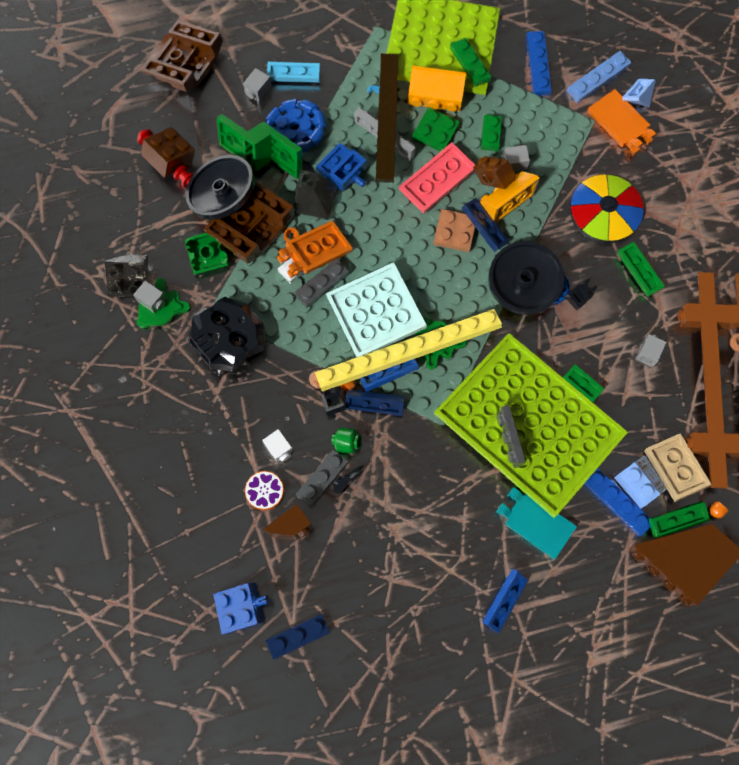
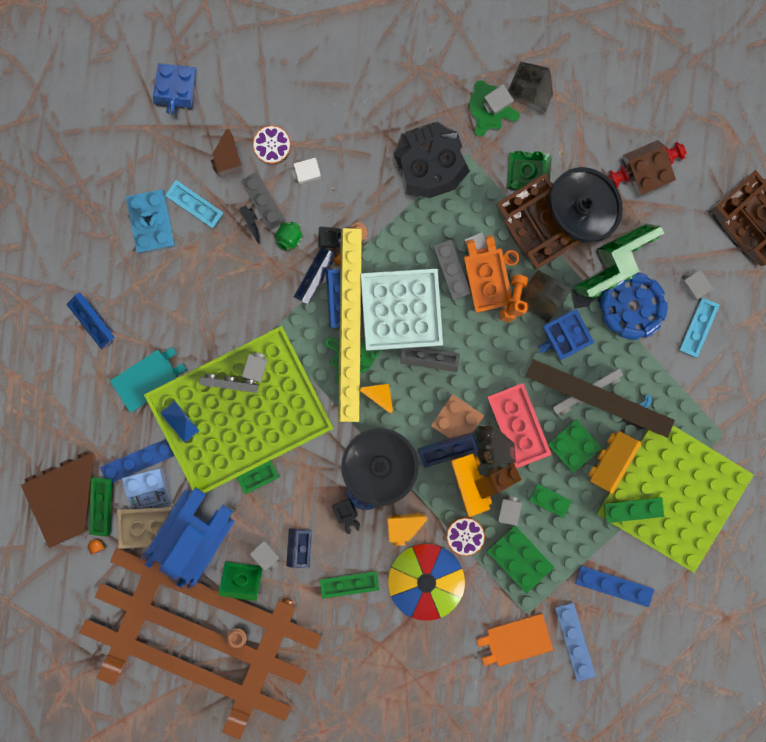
camera: 105 degrees right, 15 degrees up
(297, 636) = (131, 128): dark blue plate -> none
(334, 213) = (516, 306): none -> orange bar
(350, 542) = (194, 204): none -> medium azure plate
(383, 581) = (150, 221): none -> dark azure plate
(410, 269) = (430, 358): none -> dark grey plate
(460, 302) = (380, 395): none -> light orange slope
(466, 185) = (494, 446): none -> clear smoke slope
(485, 418) = (255, 366): none -> light grey brick
(551, 138) = (520, 559): none -> green plate
(553, 188) = (465, 536): none -> tile
(565, 472) = (179, 421): none -> blue slope
(570, 233) = (404, 527): none -> light orange slope
(629, 326) = (299, 548): none -> dark blue slope
(640, 92) = (538, 674): light blue slope -> none
(675, 417) = (185, 542): none -> blue piece
(685, 361) = (240, 581): none -> green plate

